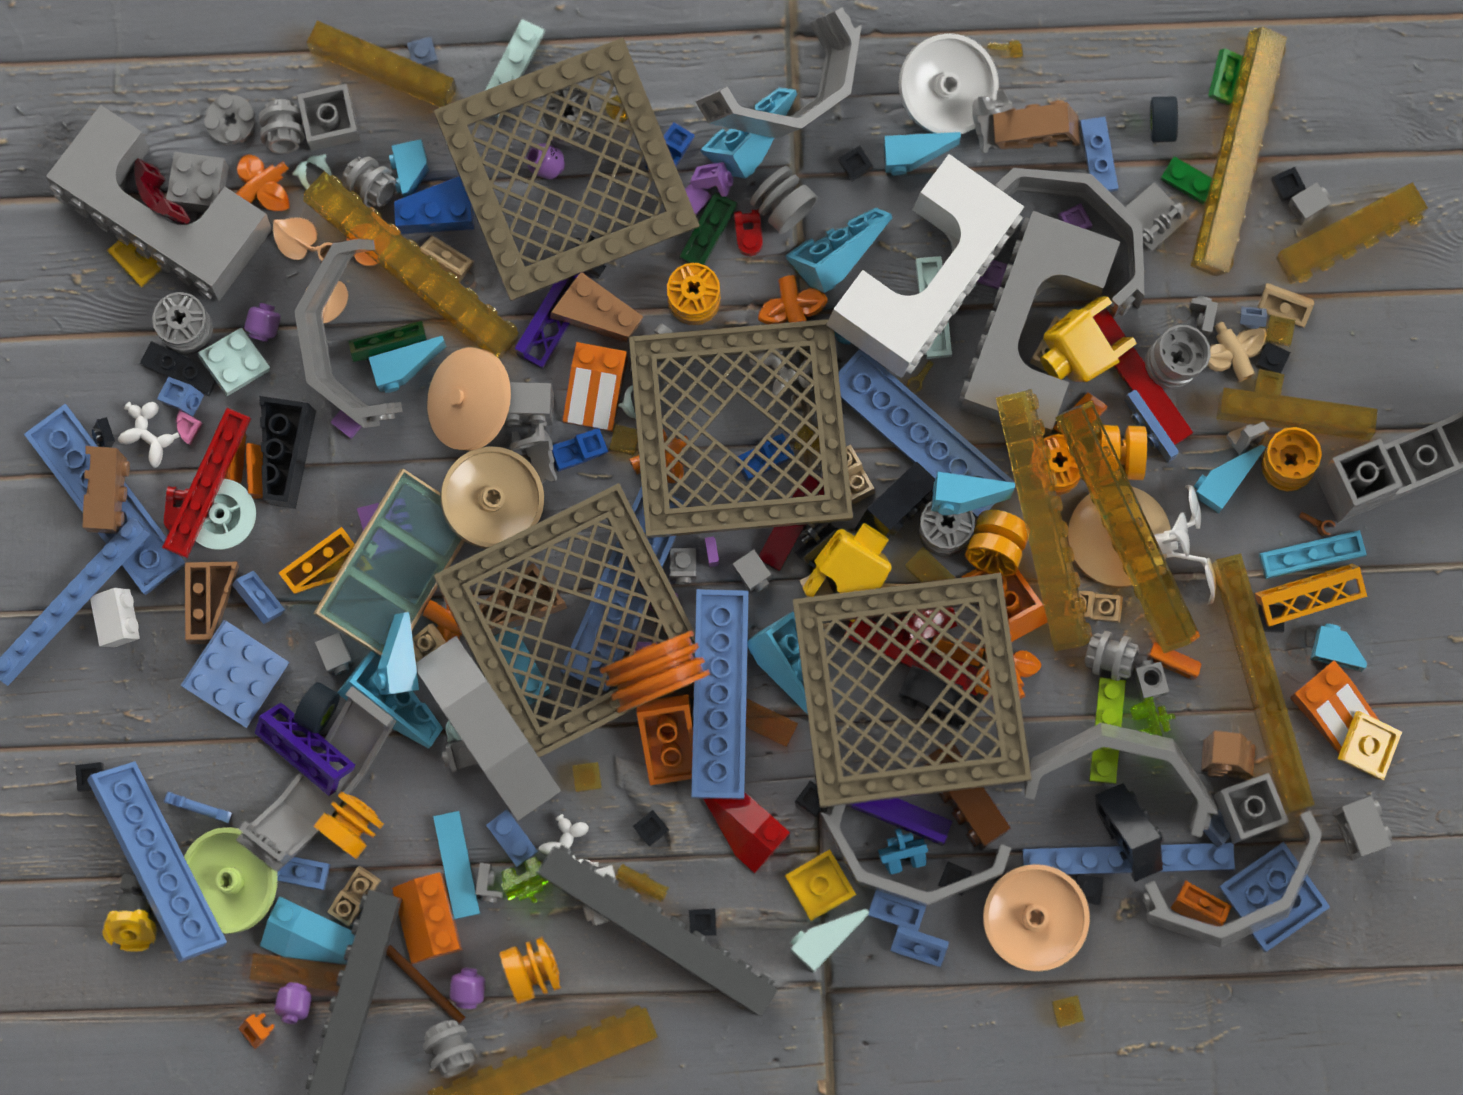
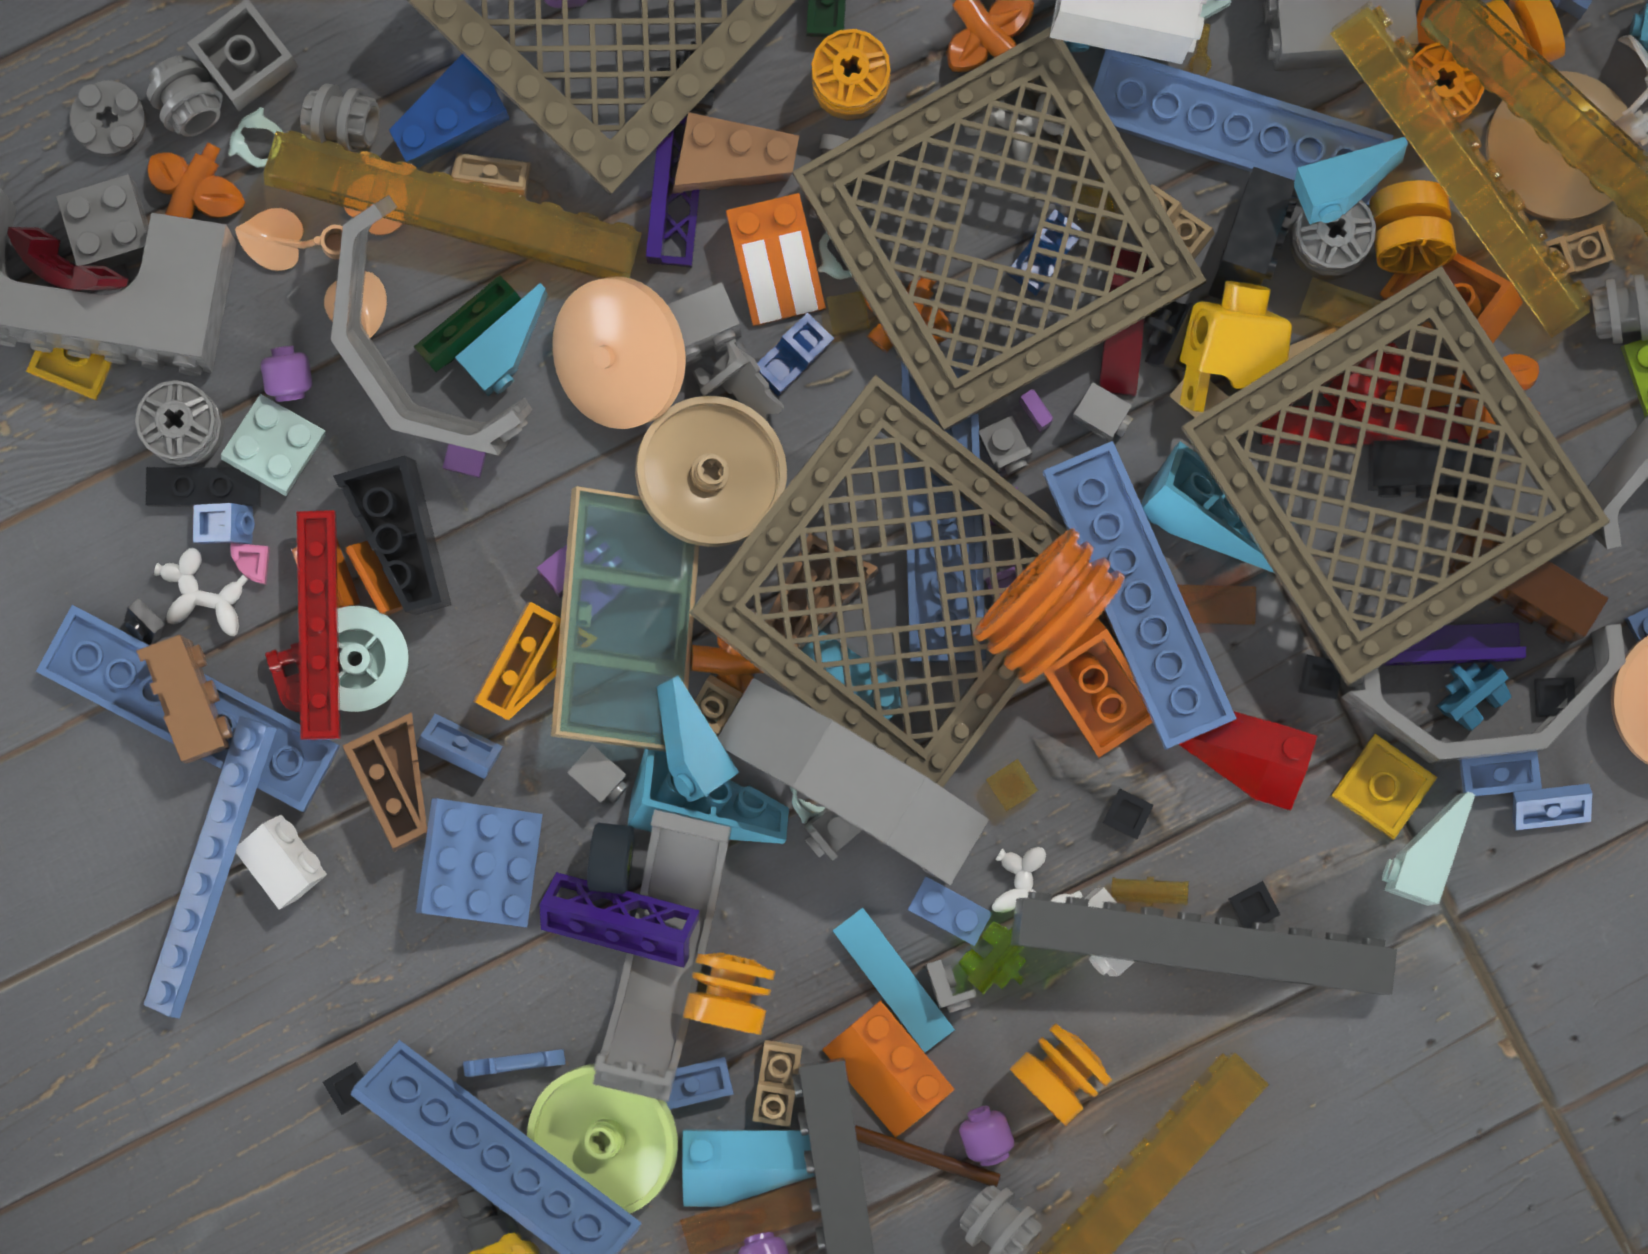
camera: 25 degrees left, 5 degrees up
(411, 166) = (384, 70): medium azure slope -> none

